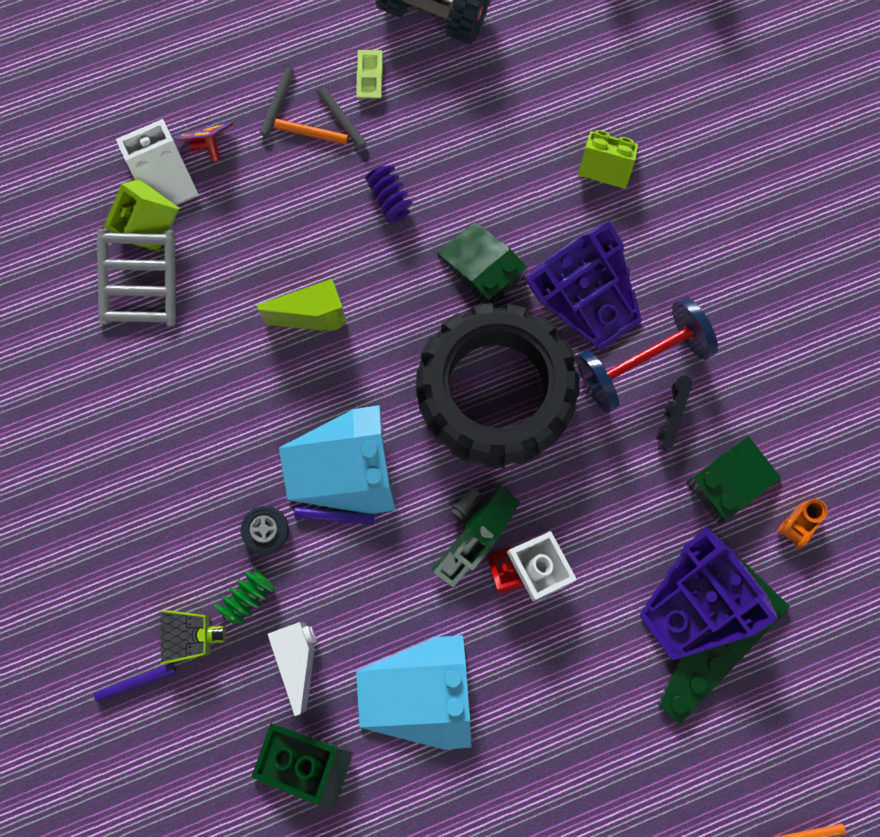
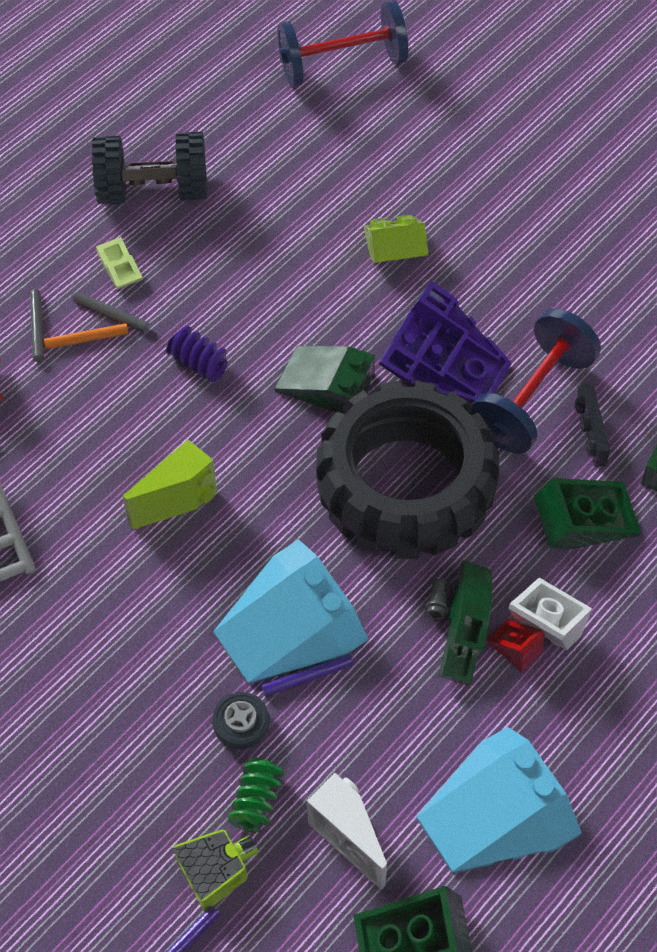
camera: 25 degrees left, 20 degrees down
(624, 489) = (585, 512): none -> dark green slope

